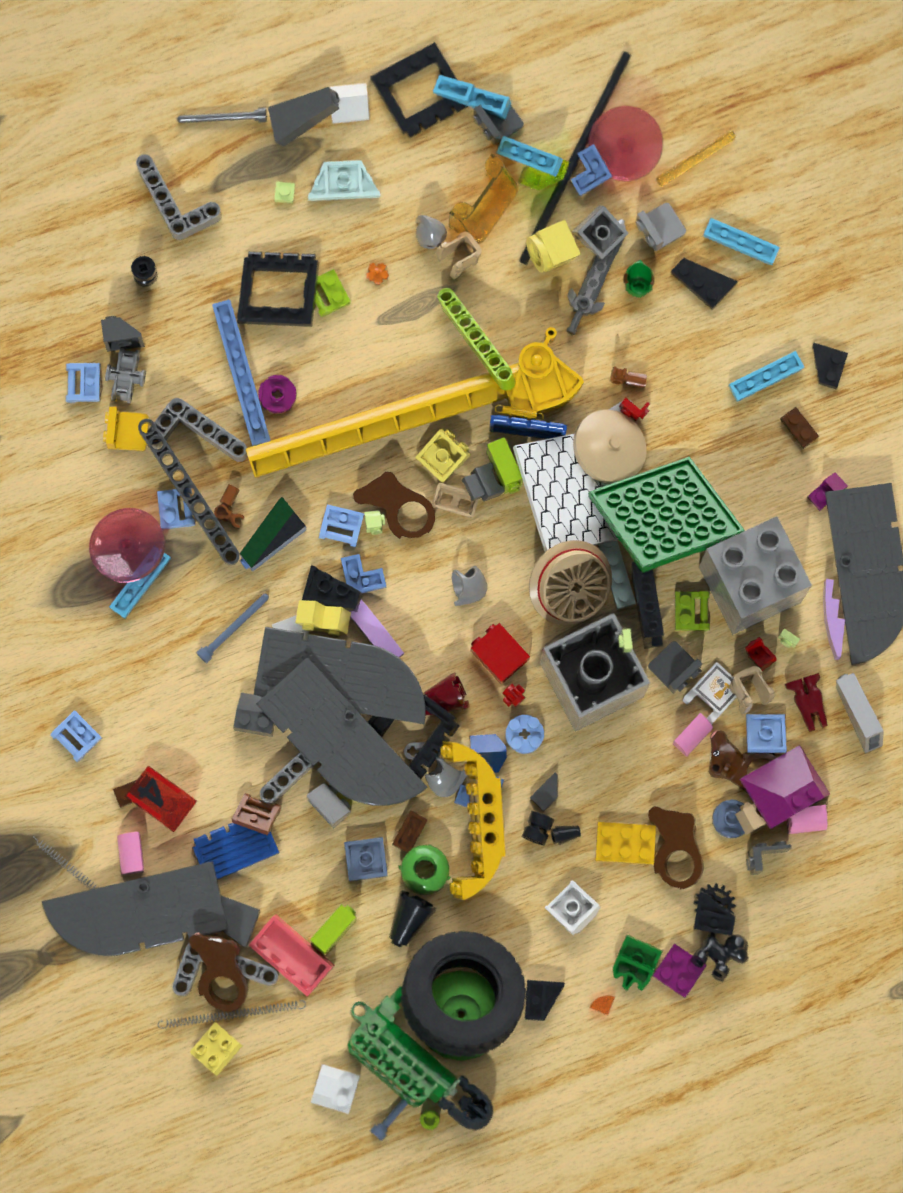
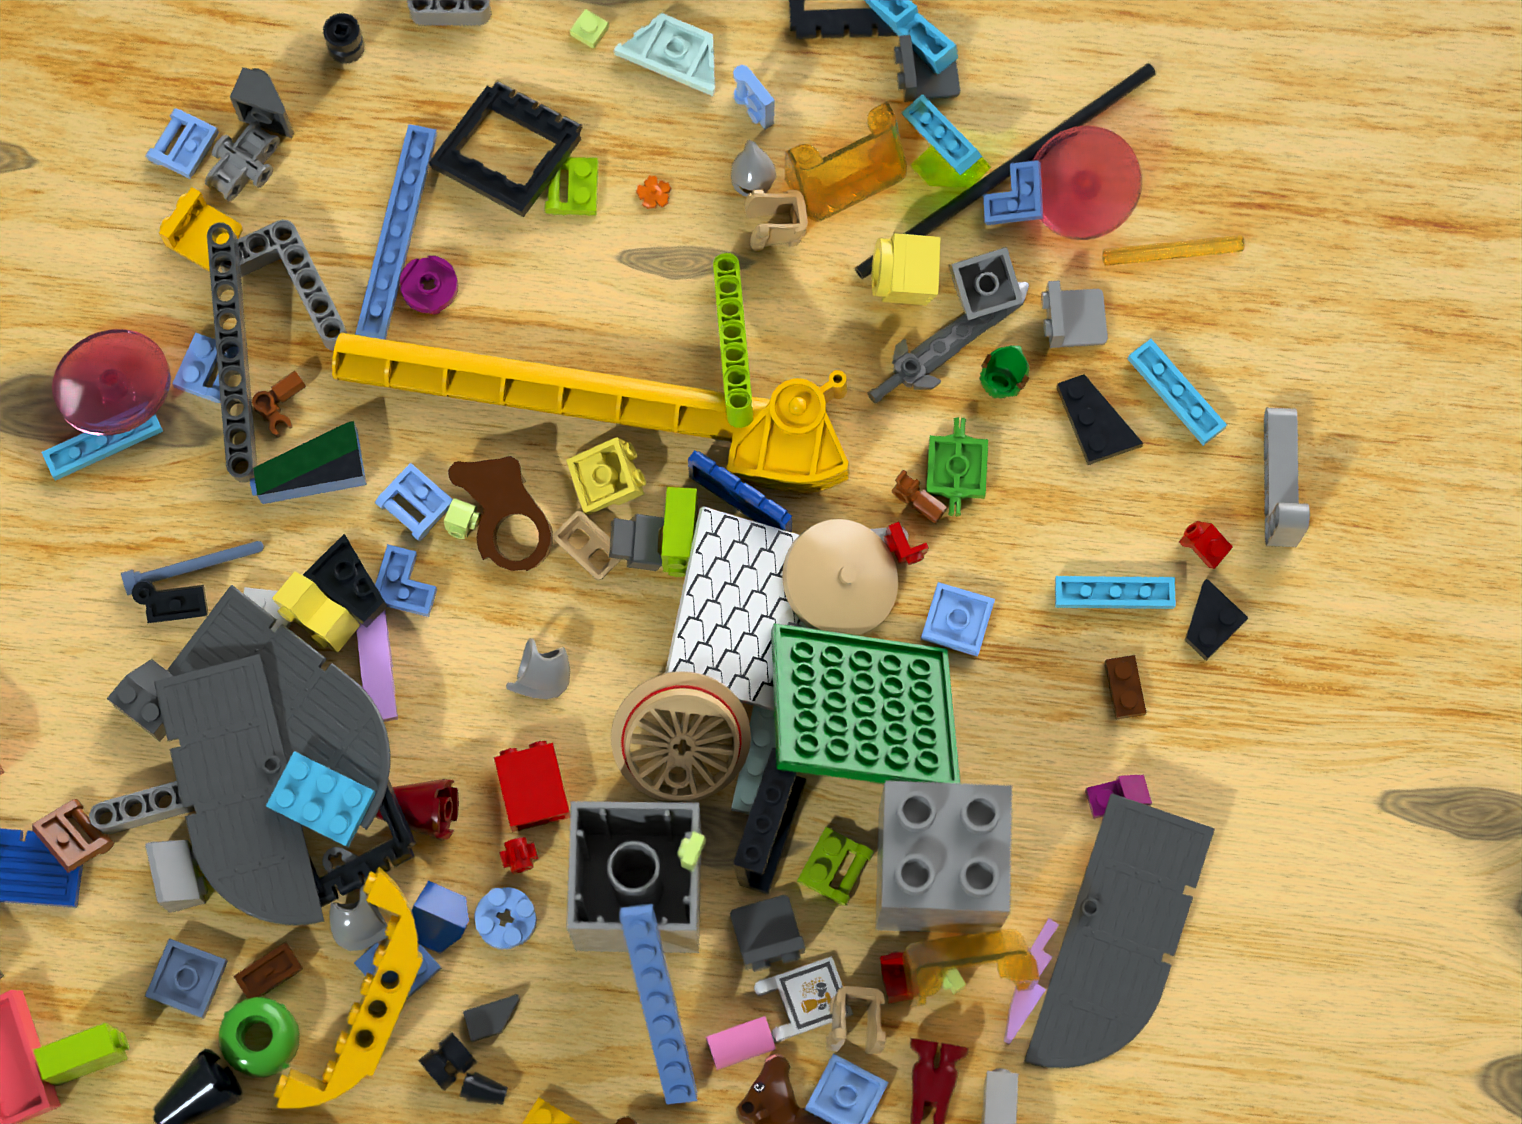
camera: 30 degrees right, 5 degrees down
(235, 655) = (170, 603): none -> black hinge
(390, 720) = (321, 799): none -> medium azure plate
(411, 188) = (754, 96): none -> light blue plate
(519, 412) = (734, 465): yellow piece -> none
(640, 348) = (957, 467): none -> bright green plate
(645, 734) = (658, 1003): none -> medium blue plate
(686, 436) = (957, 619): none -> light blue plate
(775, 637) = (927, 959): none -> clear yellow windscreen
(802, 321) = (1206, 543): none -> red bracket
(840, 287) = (1284, 516): none -> light grey beam

